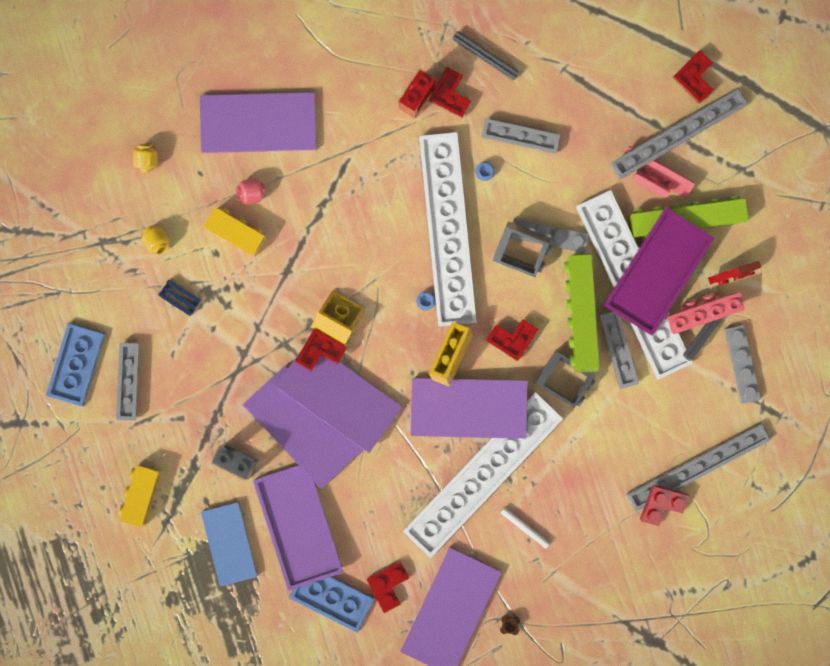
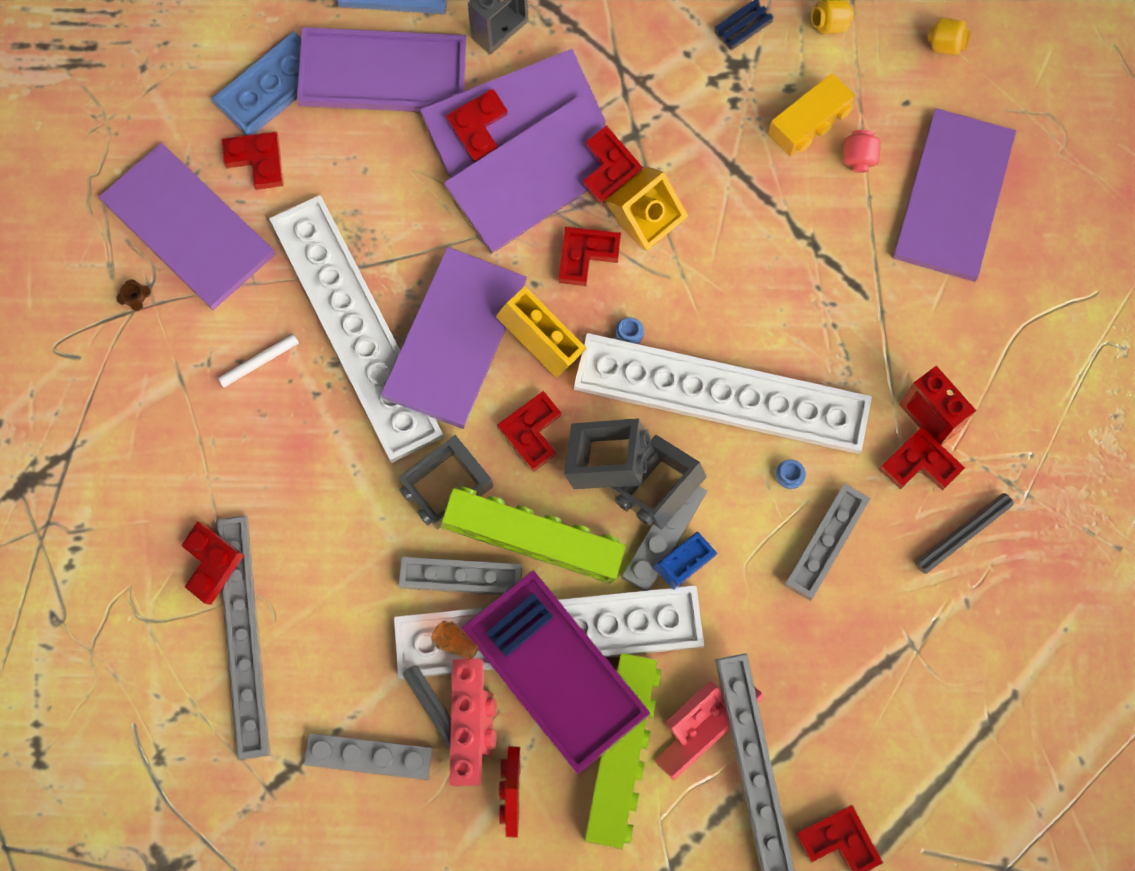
camera: 115 degrees right, 15 degrees down
(319, 452) = (471, 120): none -> red plate
(380, 351) = (582, 246): none -> red plate
(522, 303) = (578, 452): none -> dark grey window
(562, 217) = (685, 560): none -> blue plate
(653, 309) = (514, 614): none -> dark blue tile
(662, 336) = (453, 640): none -> clear orange cone

